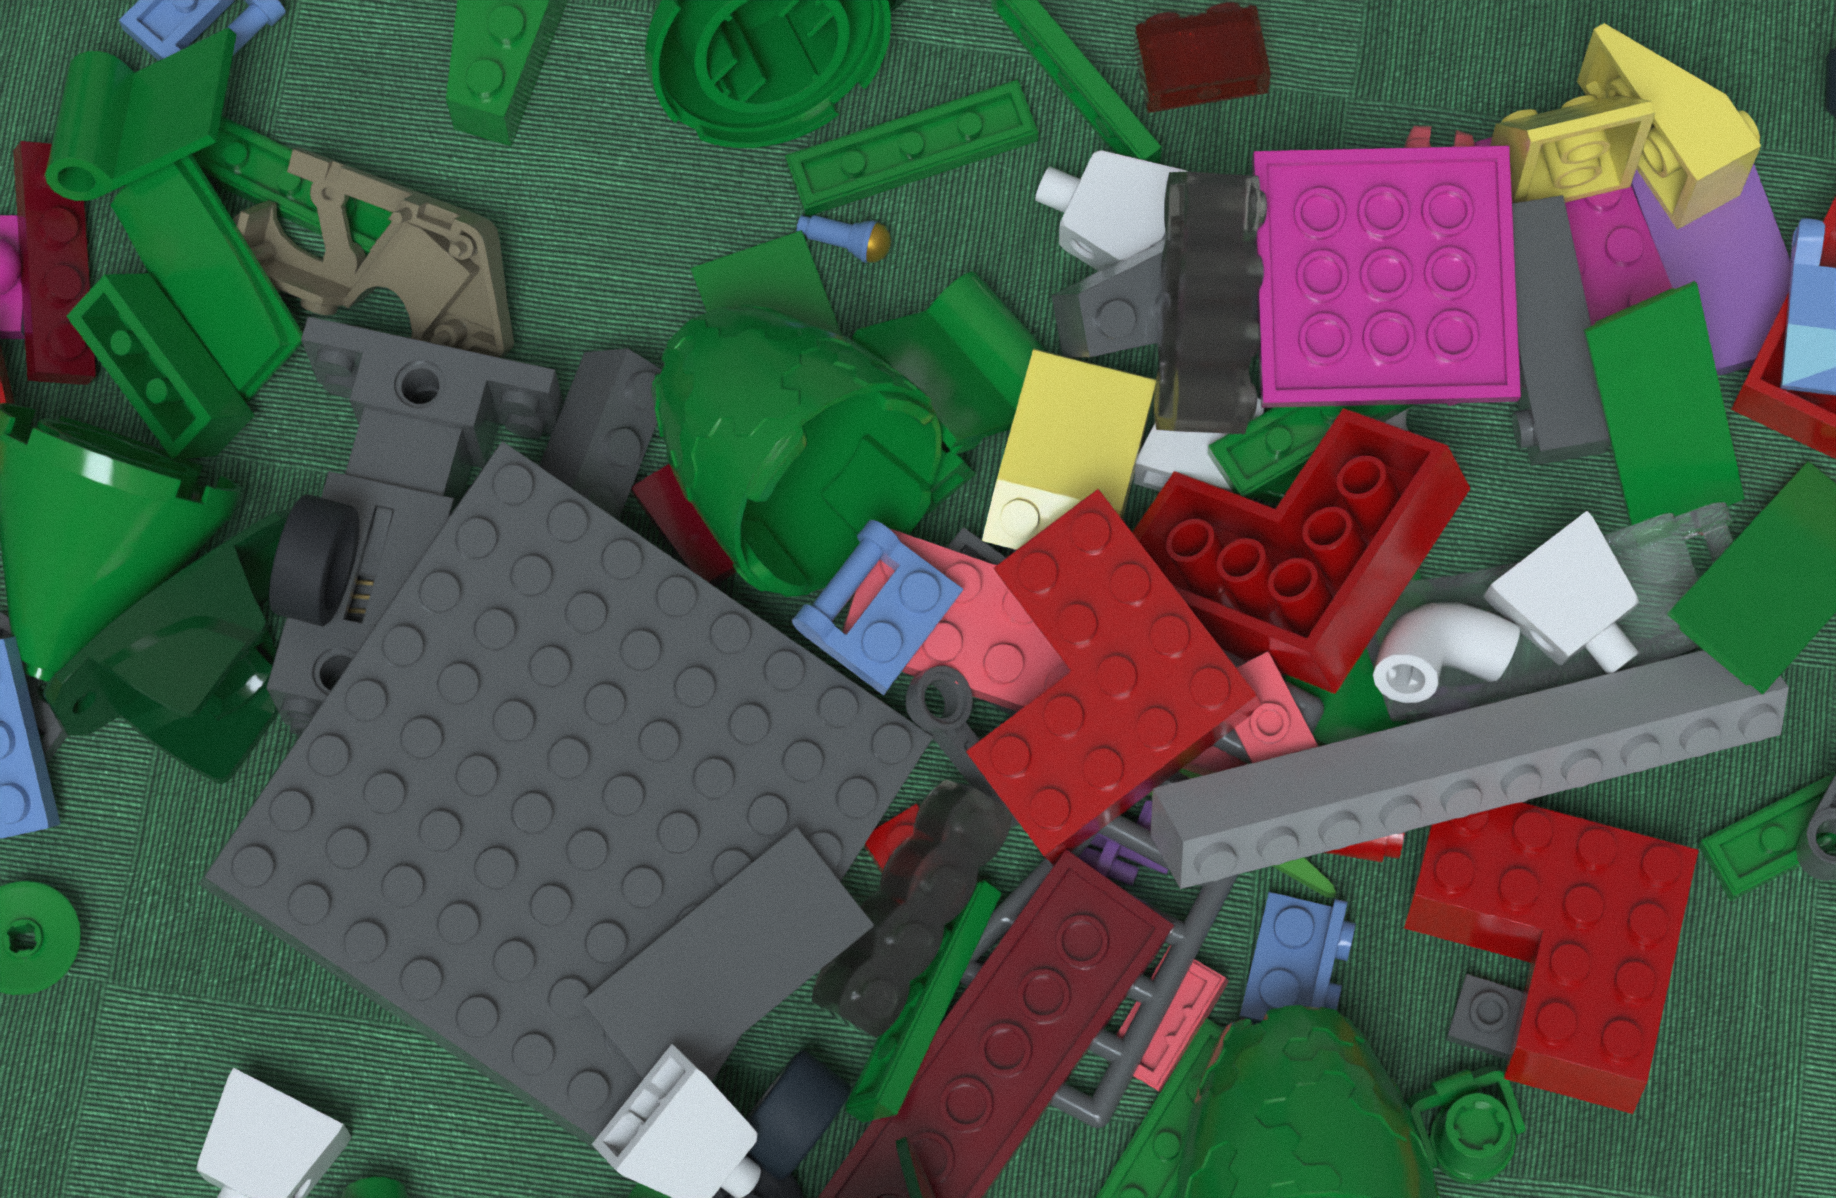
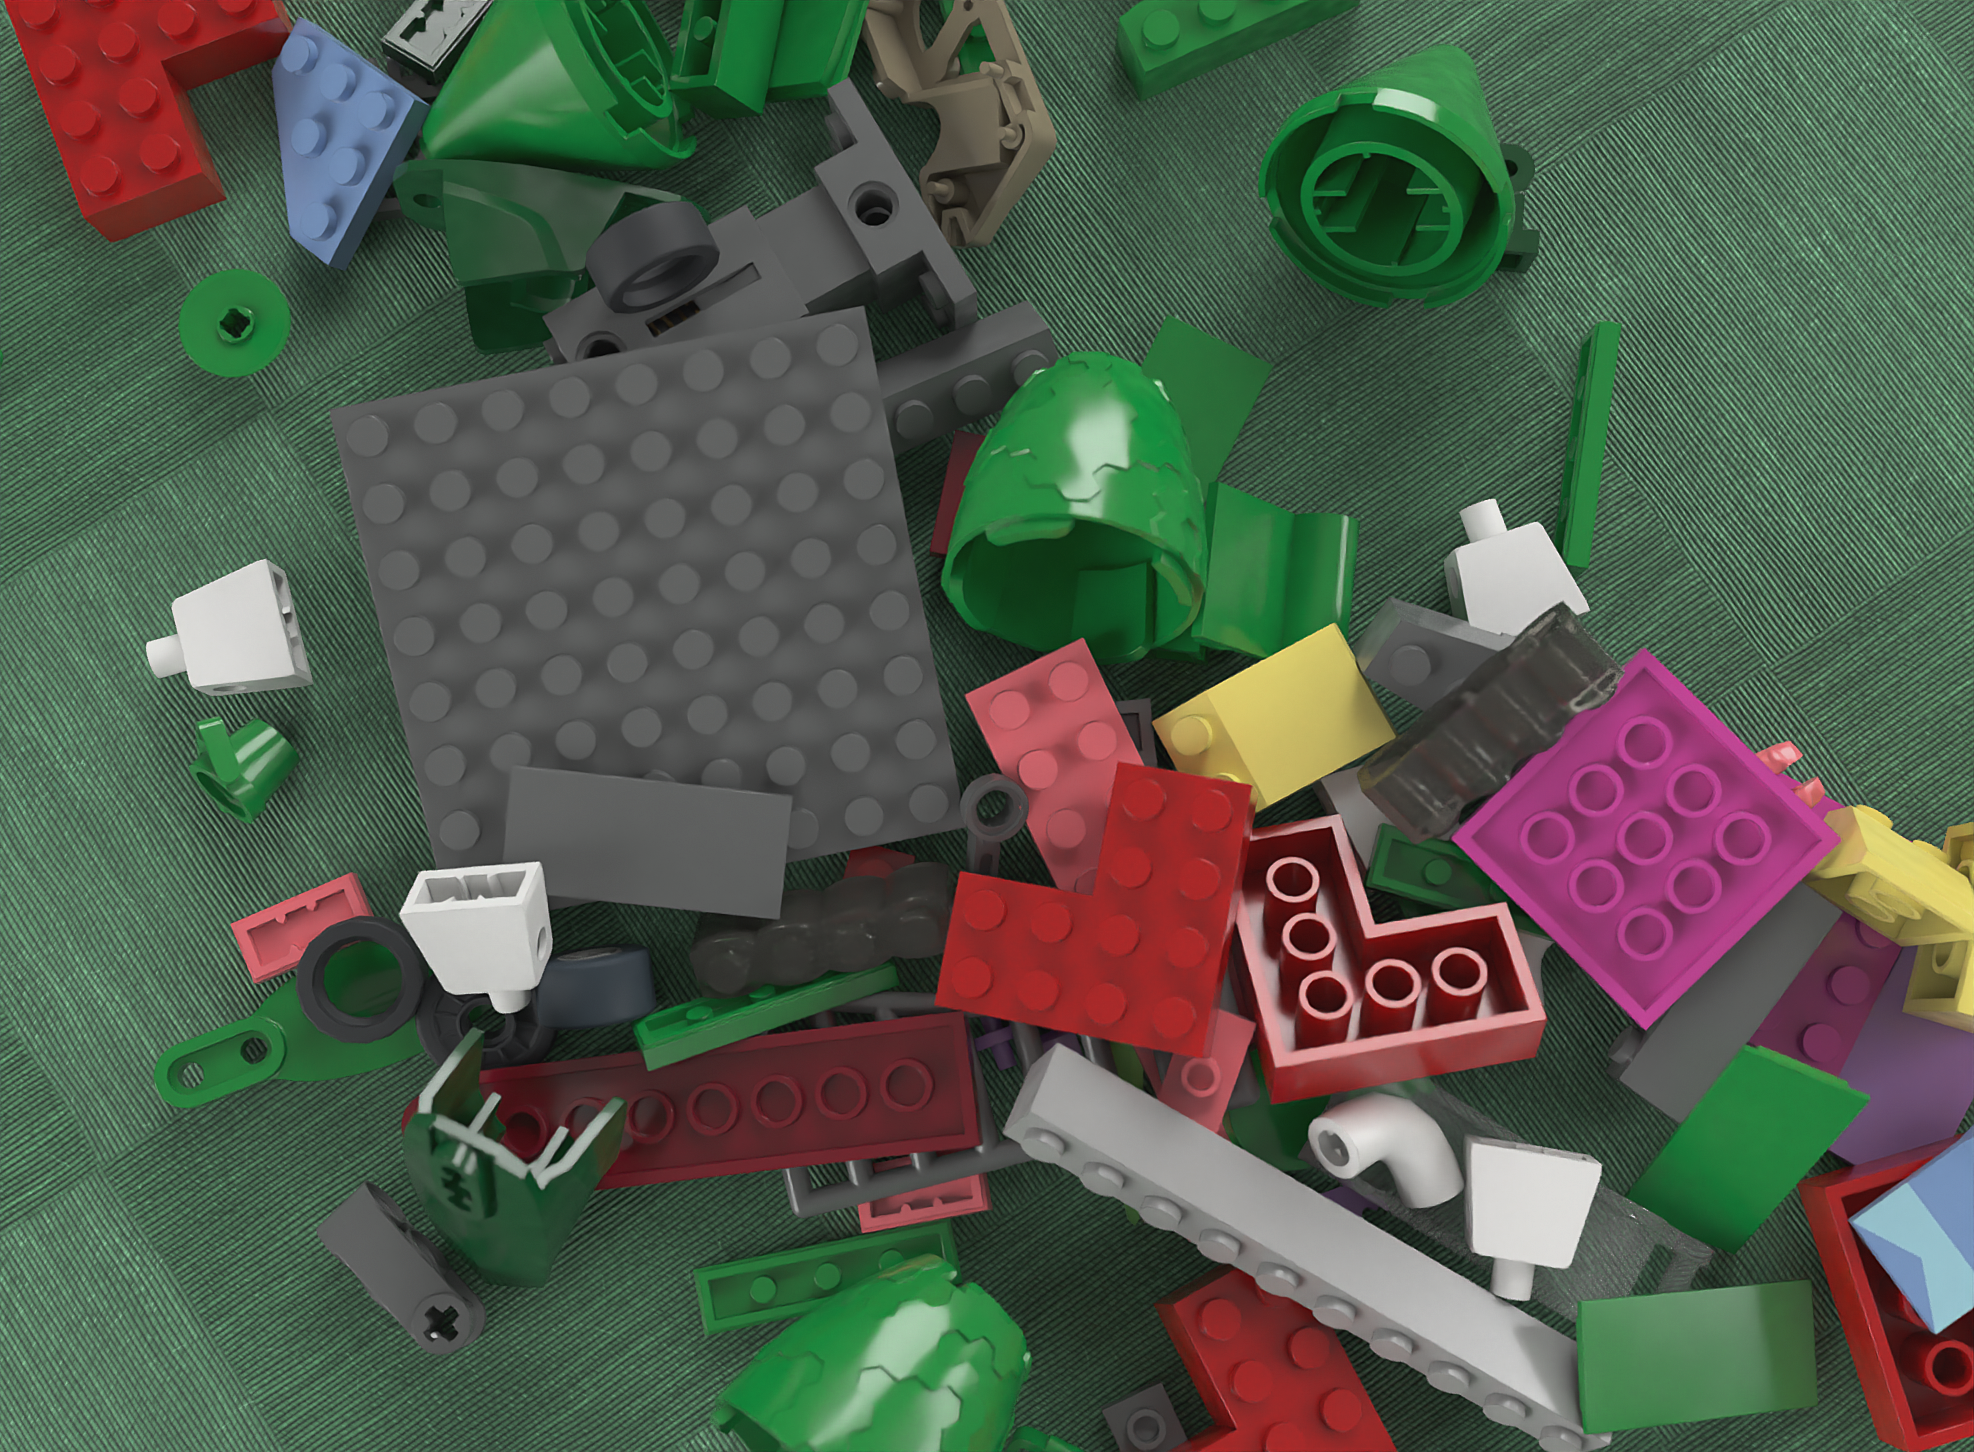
camera: 45 degrees right, 10 degrees up
(865, 240) = (1309, 419): medium blue piece -> none
(896, 618) = (1017, 721): medium blue plate -> none
(911, 148) = (1415, 385): green tile -> none
(1201, 57) = (1691, 529): clear red brick -> none
(1296, 956) = (1052, 1247): medium blue bracket -> none

